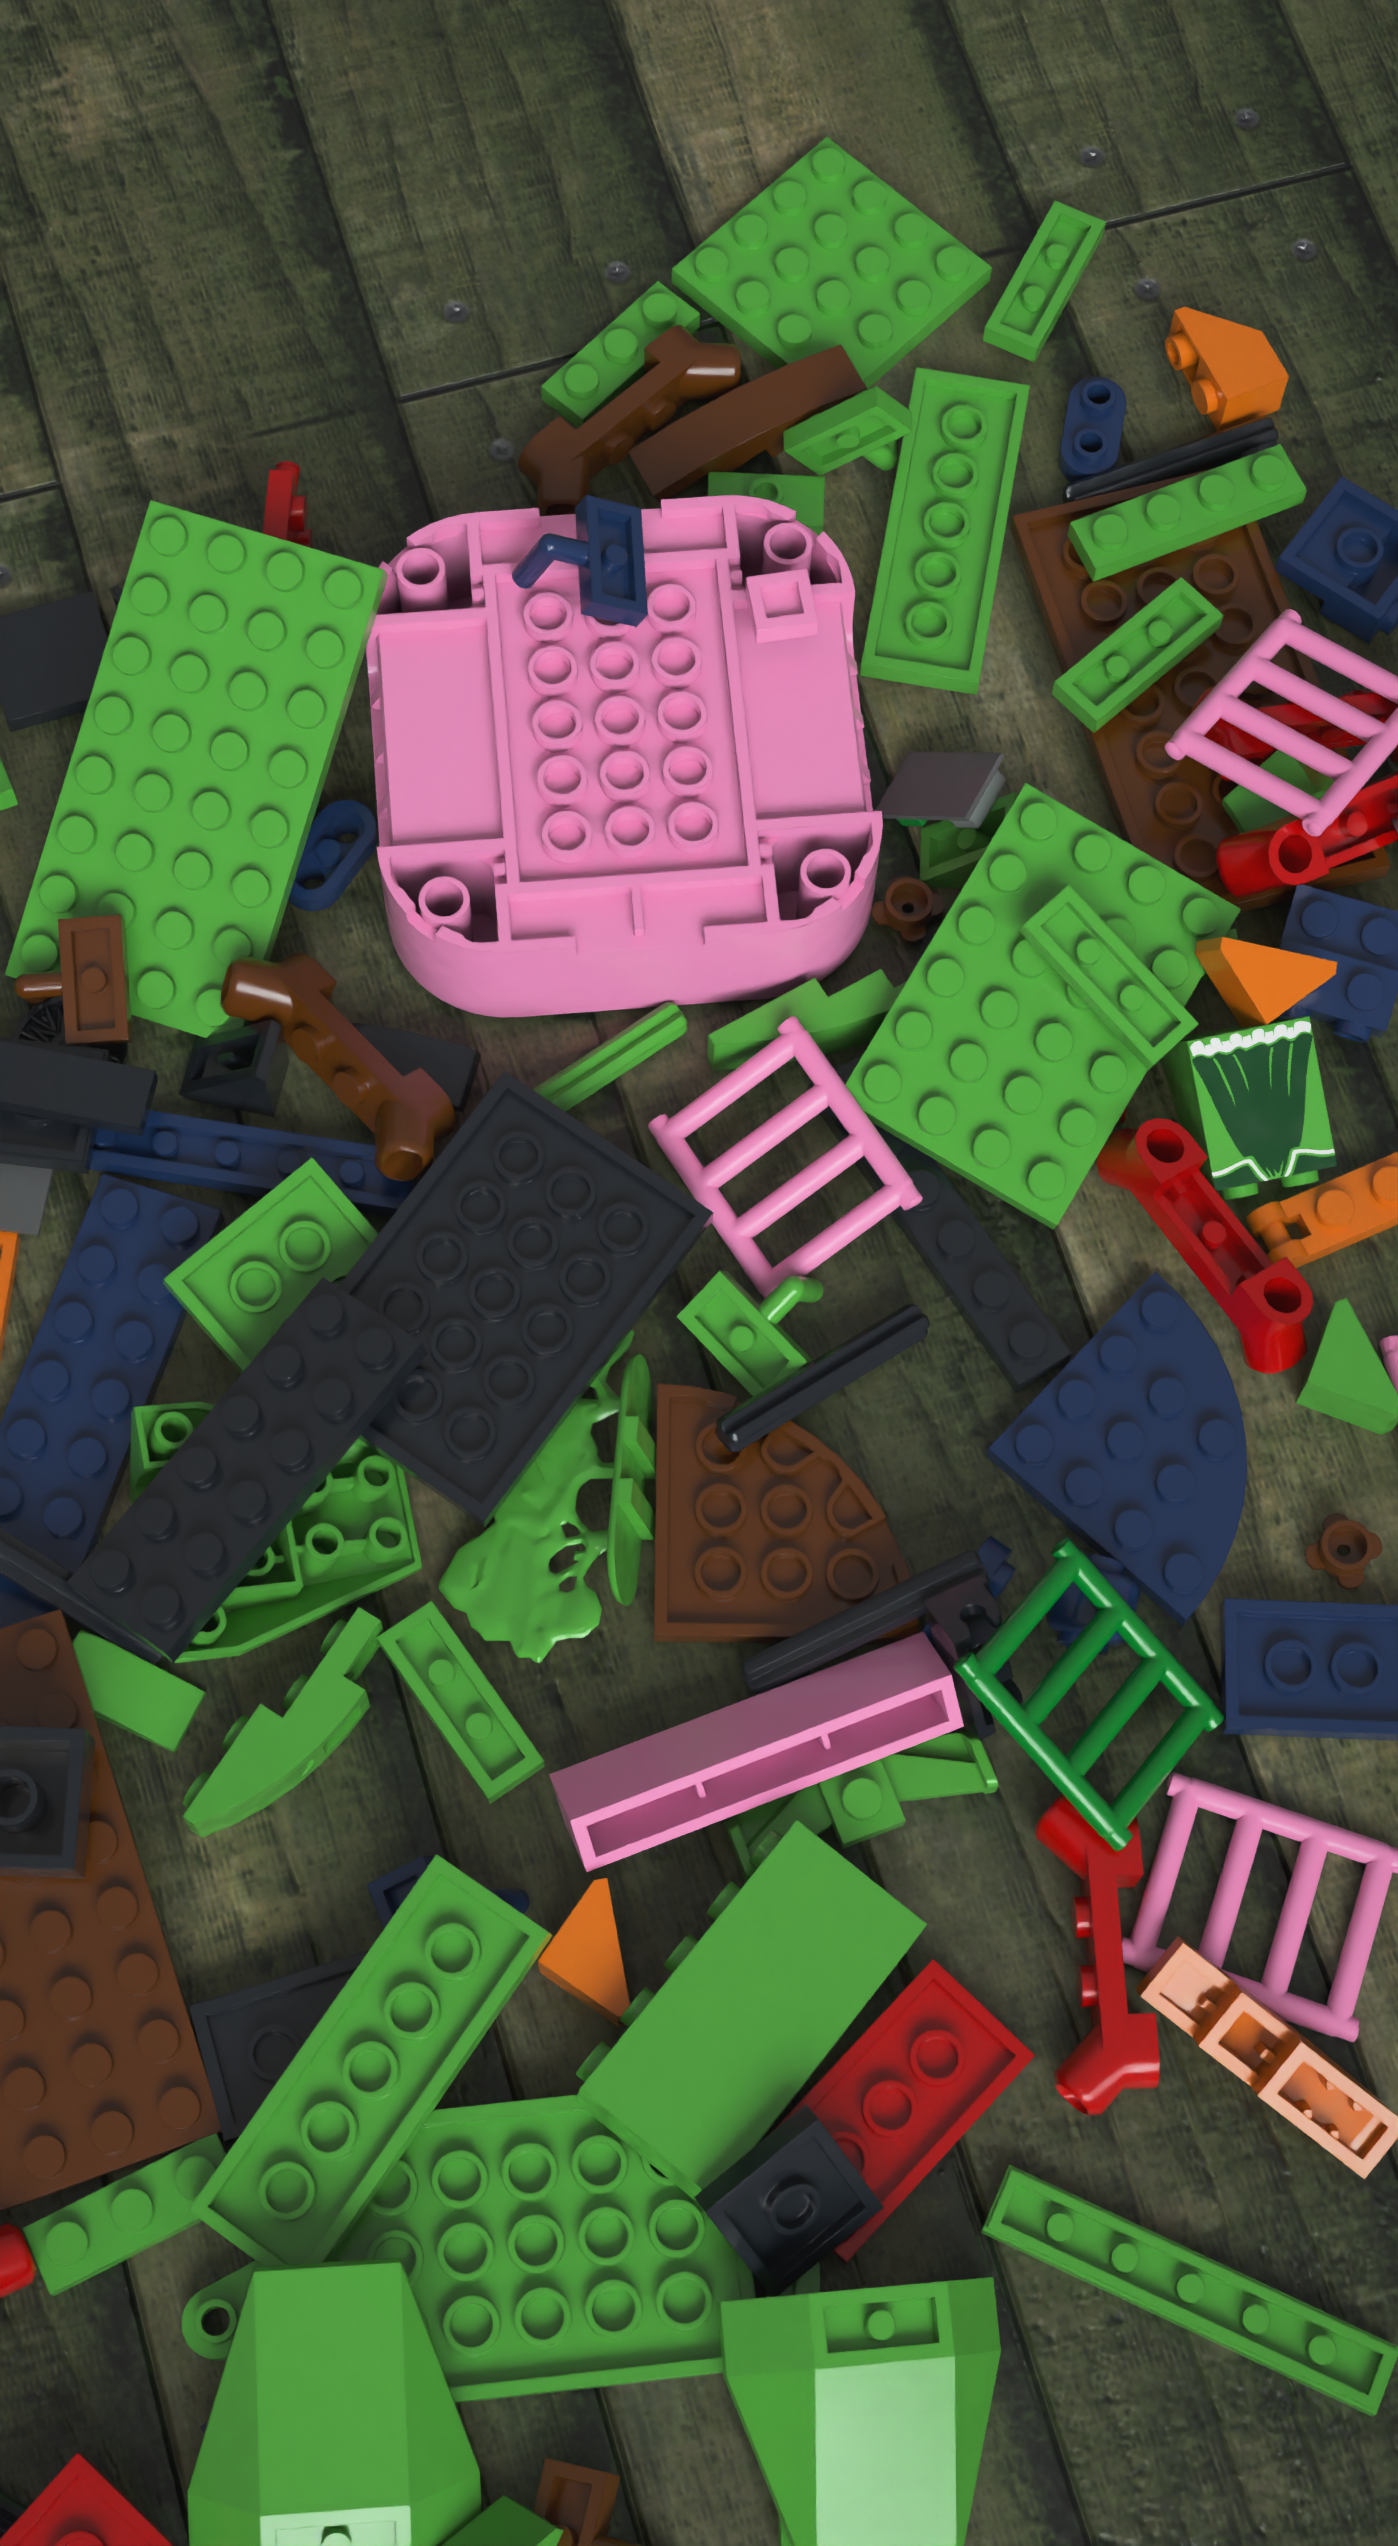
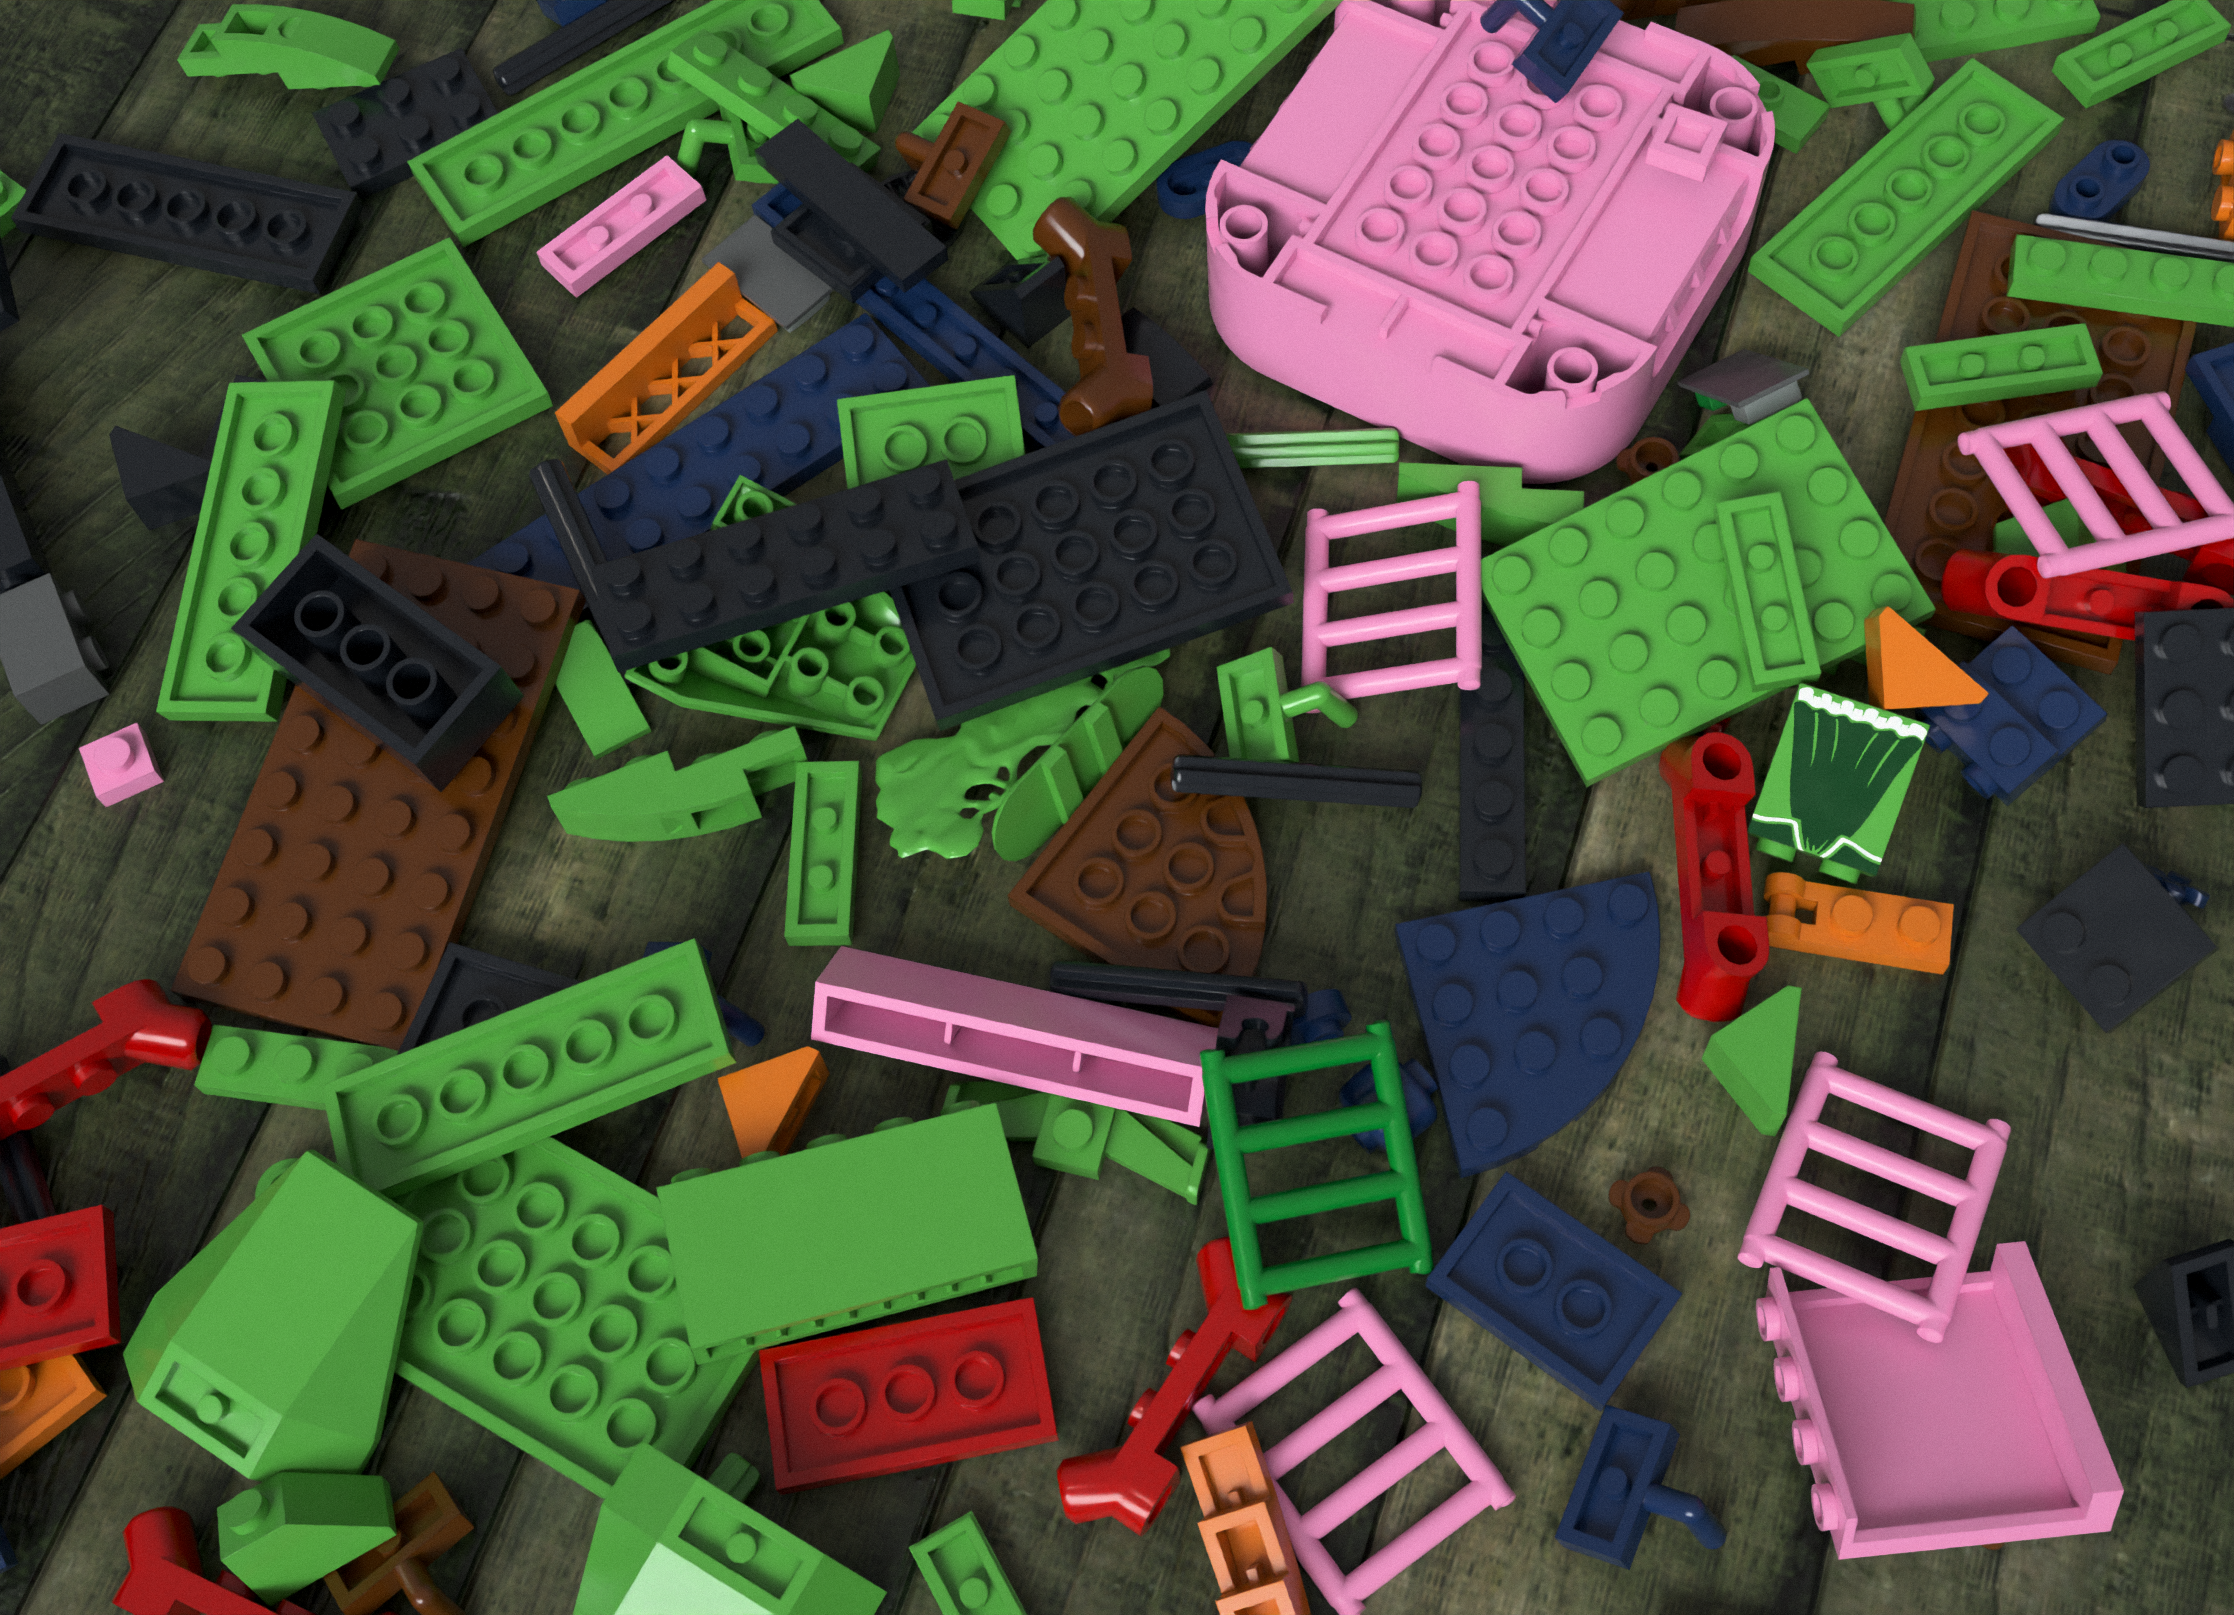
camera: 45 degrees right, 5 degrees down
(789, 2201) = (752, 1398): black plate -> none

